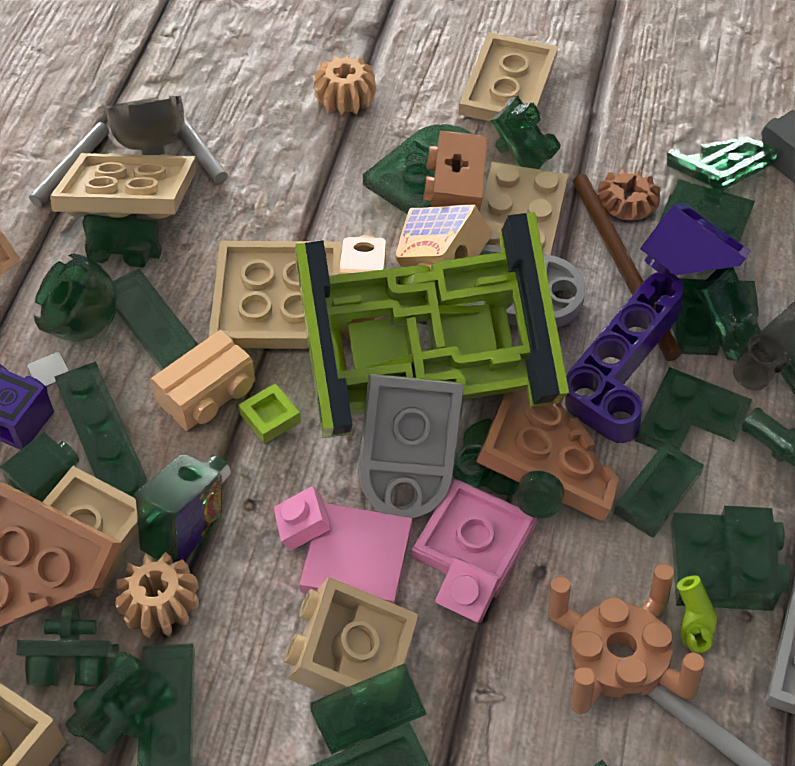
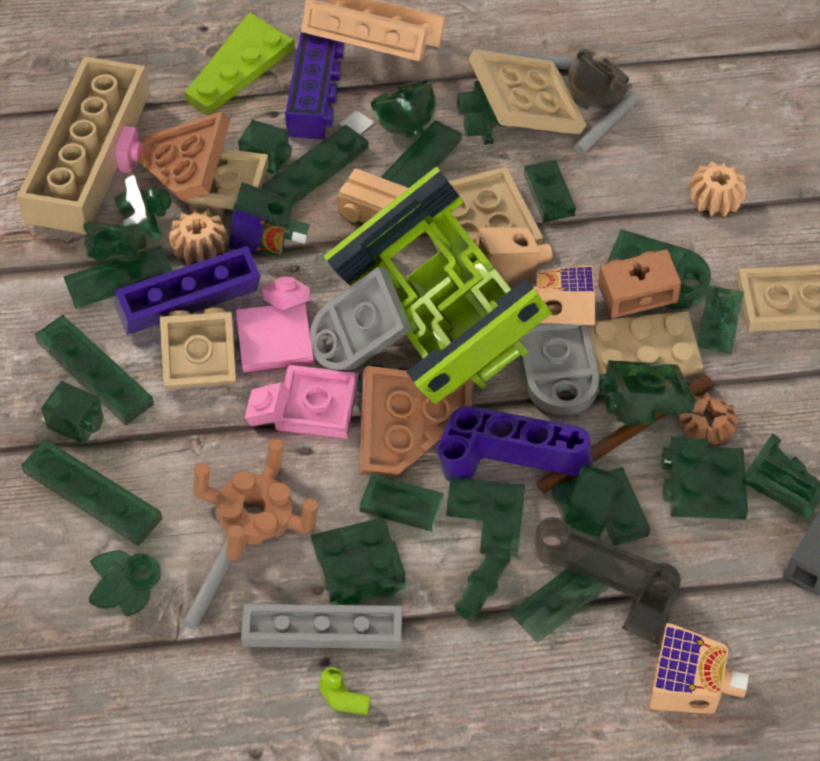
camera: 70 degrees right, 0 degrees up
(254, 632) = (187, 289): none -> dark purple brick
(265, 220) = (549, 191): none -> clear green plate
(368, 708) = (152, 370): clear green plate -> none
(539, 494) = (354, 419): clear green tile -> none
(595, 221) = (642, 388): none -> clear green plate
(690, 244) = (628, 446): dark purple slope -> none
(699, 615) = (296, 550): lime arm -> none

